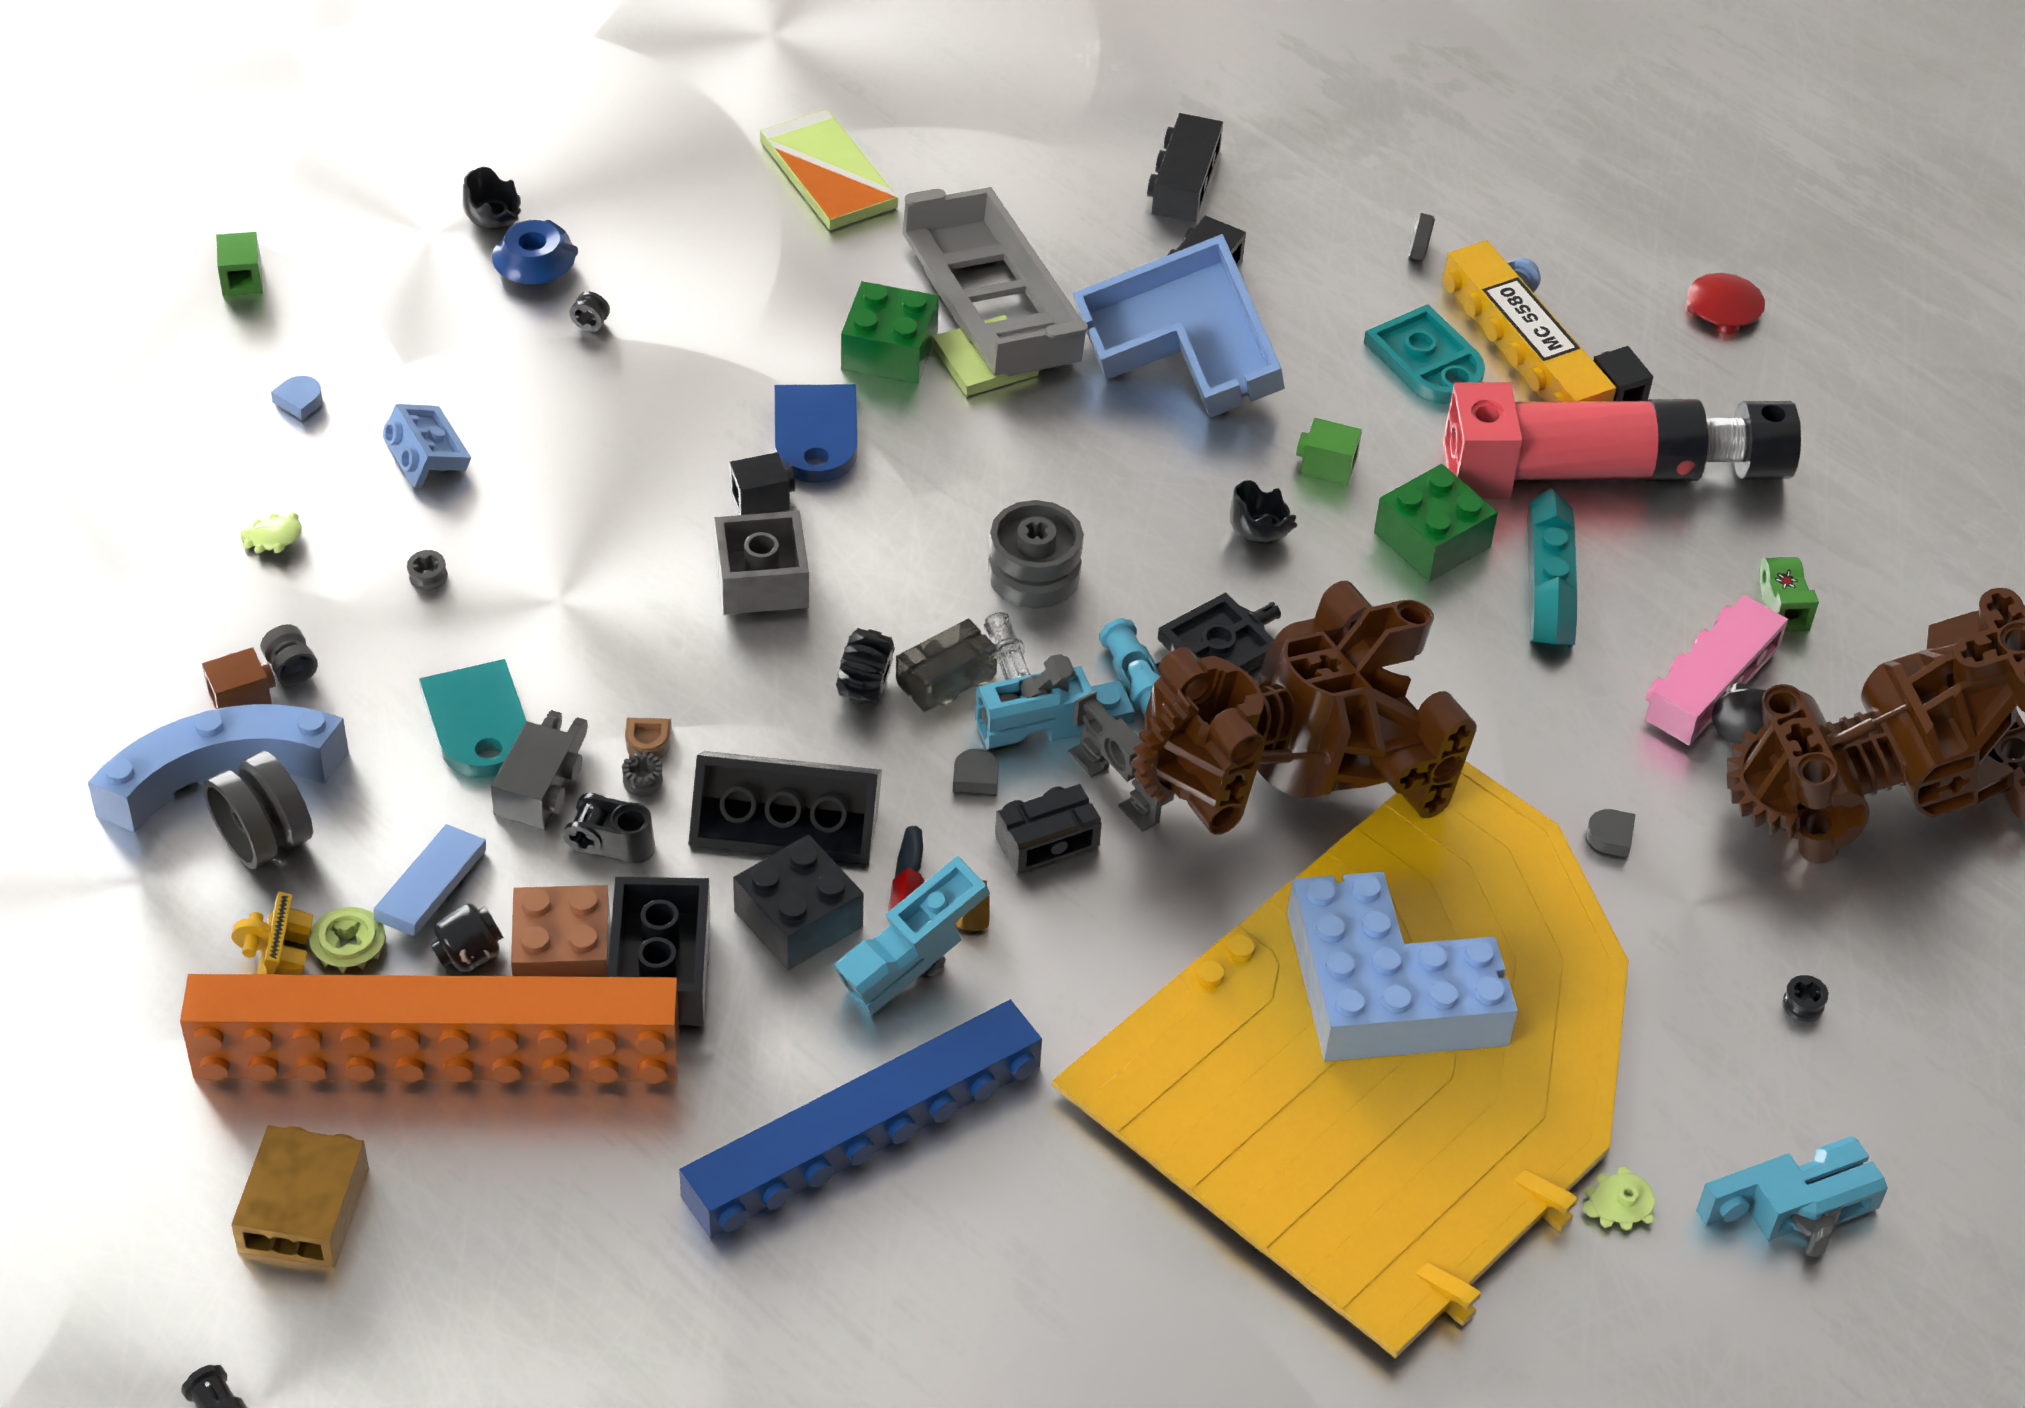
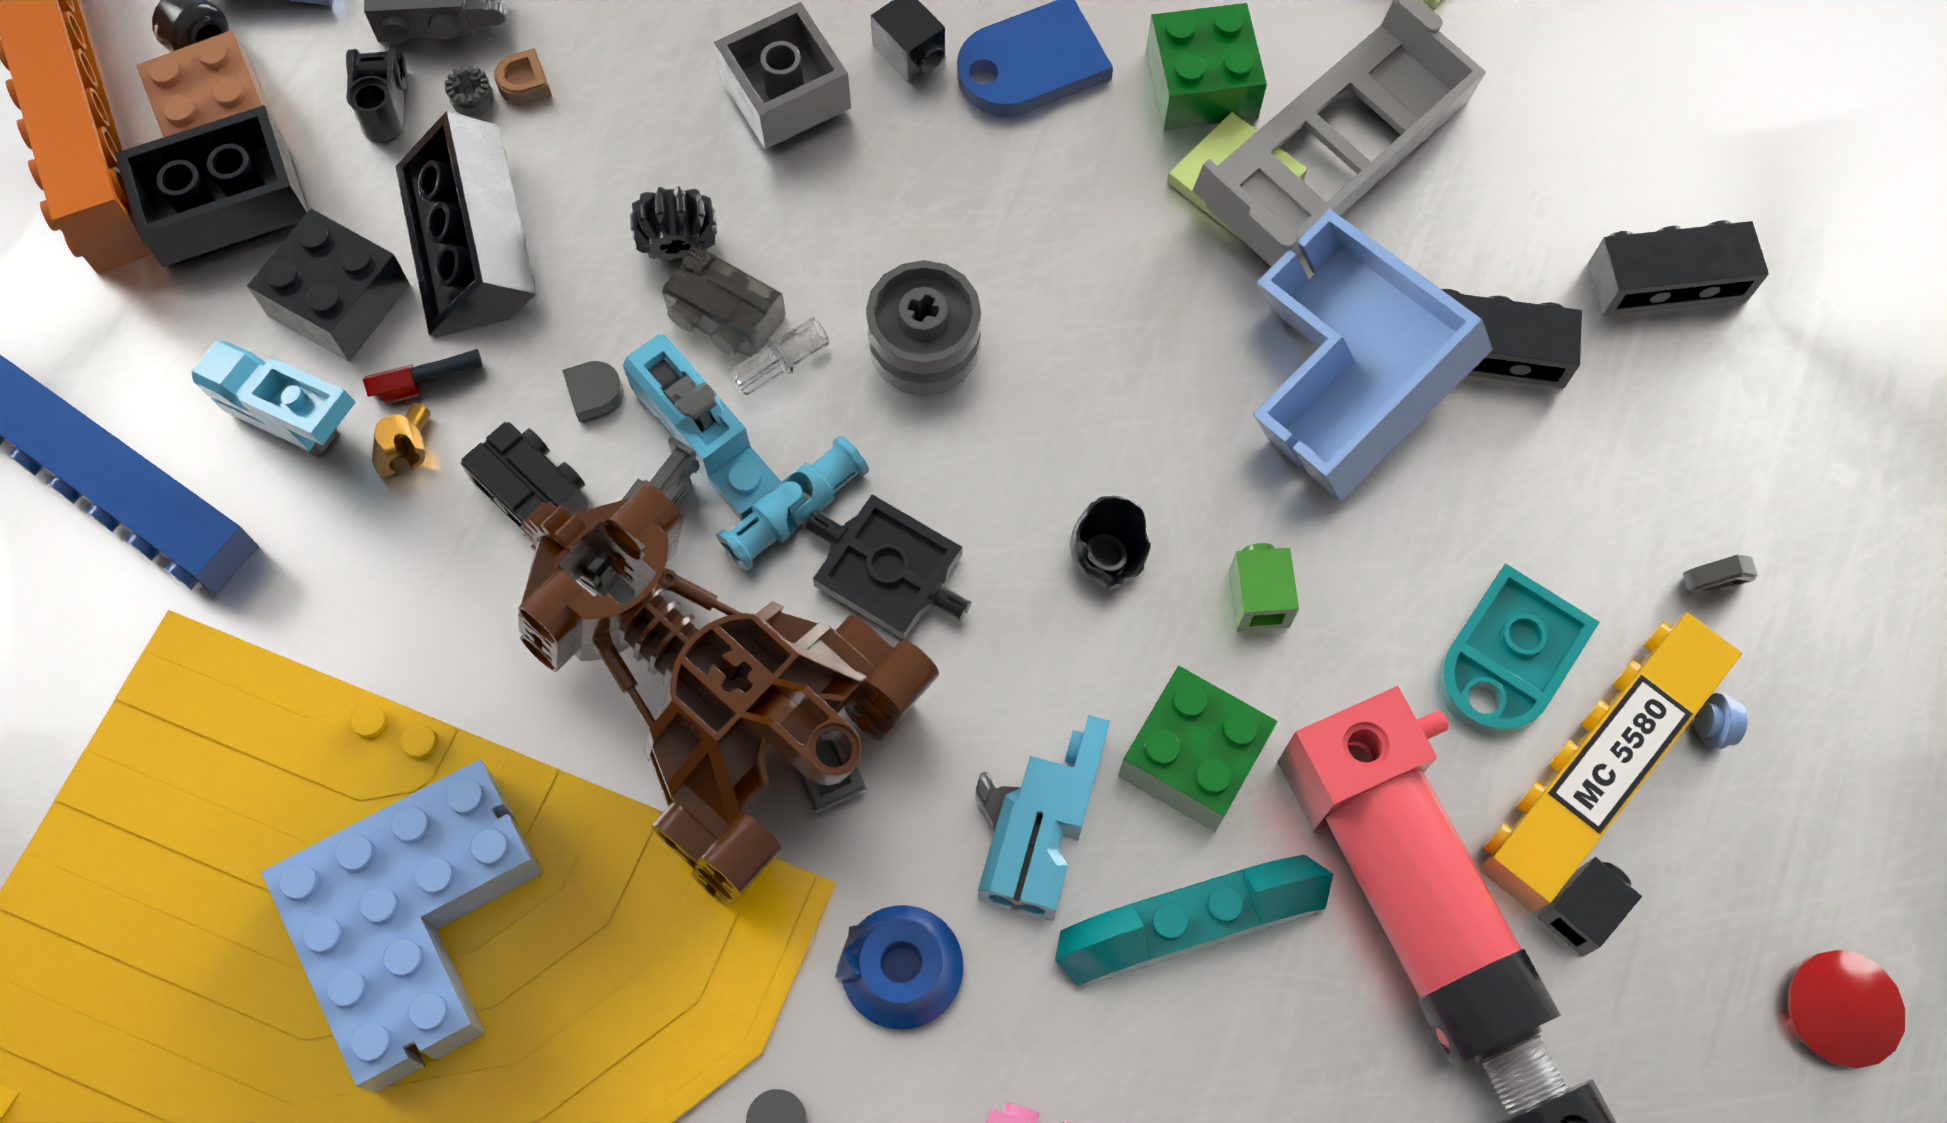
camera: 70 degrees right, 20 degrees up
(1460, 629) = (1030, 824): none -> medium azure plate
(1526, 726) = (901, 967): none -> blue piece

